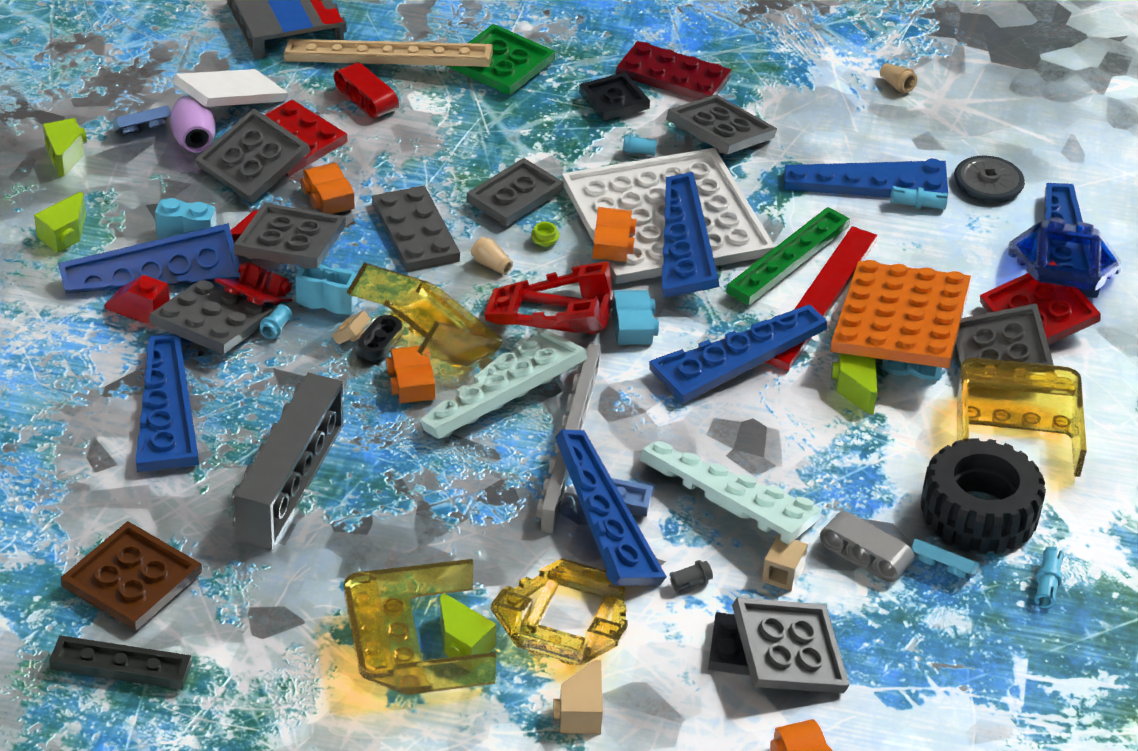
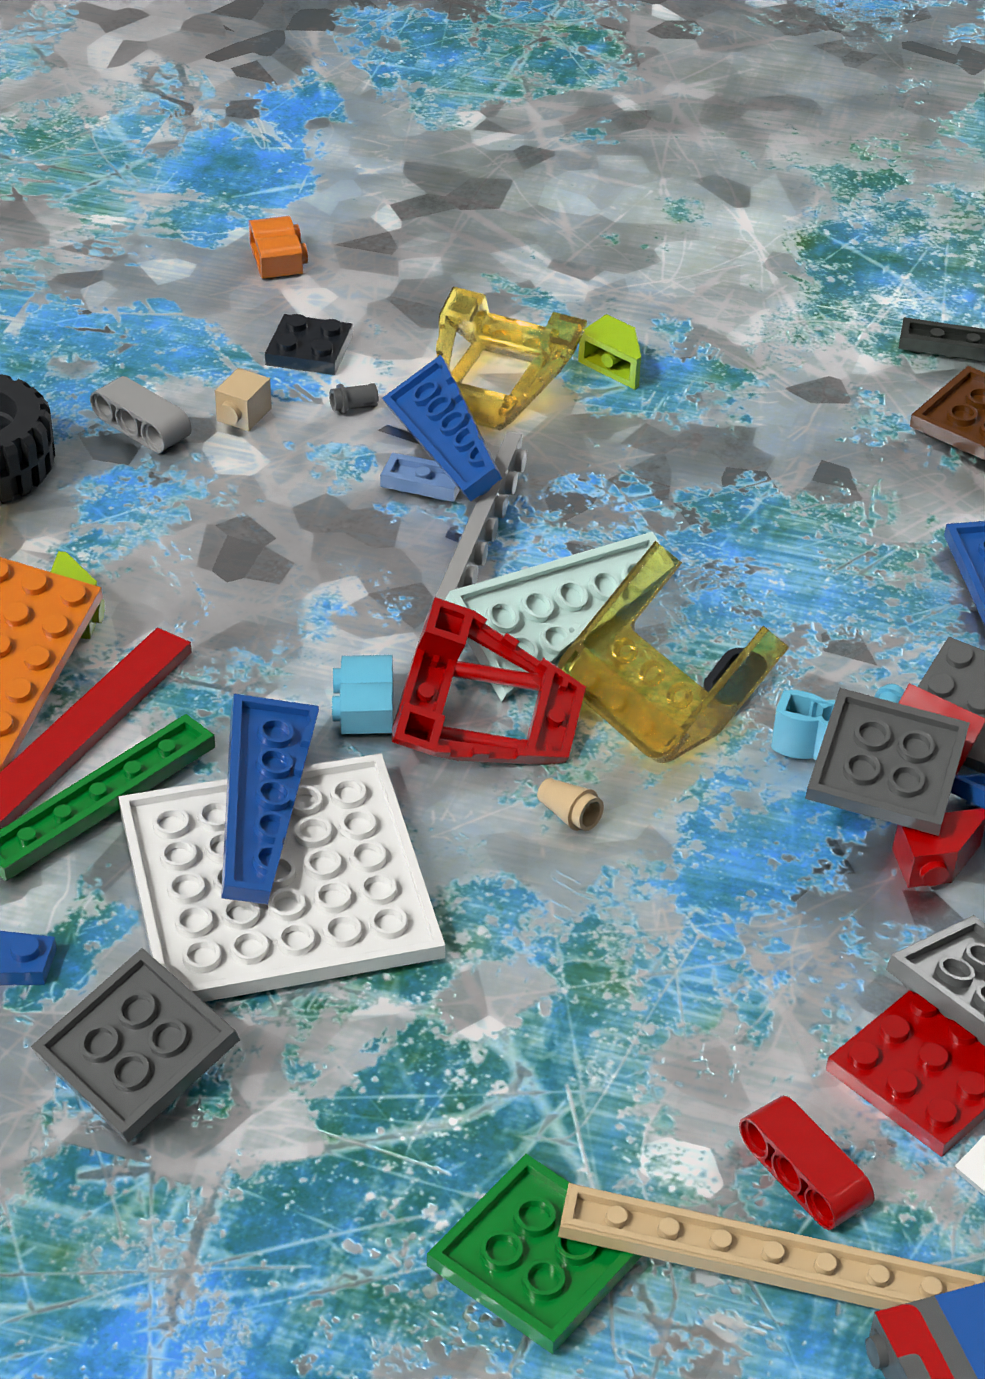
camera: 175 degrees left, 0 degrees up
(288, 461) = (830, 497): dark grey brick -> none
(328, 189) = (844, 929): orange brick -> none
(351, 328) = (772, 687): tan plate -> none
(387, 635) = (693, 332): clear yellow windscreen -> none
(411, 374) = (686, 622): orange brick -> none
(415, 228) = (693, 873): dark grey plate -> none
(514, 191) = (527, 925): dark grey plate -> none
(545, 234) = (482, 846): lime plate -> none
(581, 702) = (499, 285): tan slope -> none
(613, 234) = (378, 788): orange brick -> none
(614, 96) = (322, 1143): black plate -> none
(639, 145) = (295, 1022): medium azure pin -> none
(673, 71) = (188, 1227): dark red plate -> none
(714, 363) = (249, 624): blue wing -> none
(736, 492) = (269, 455): light aqua wing -> none
(790, 645) = (265, 312): plate -> none
(956, 564) = (65, 402): medium azure plate -> none

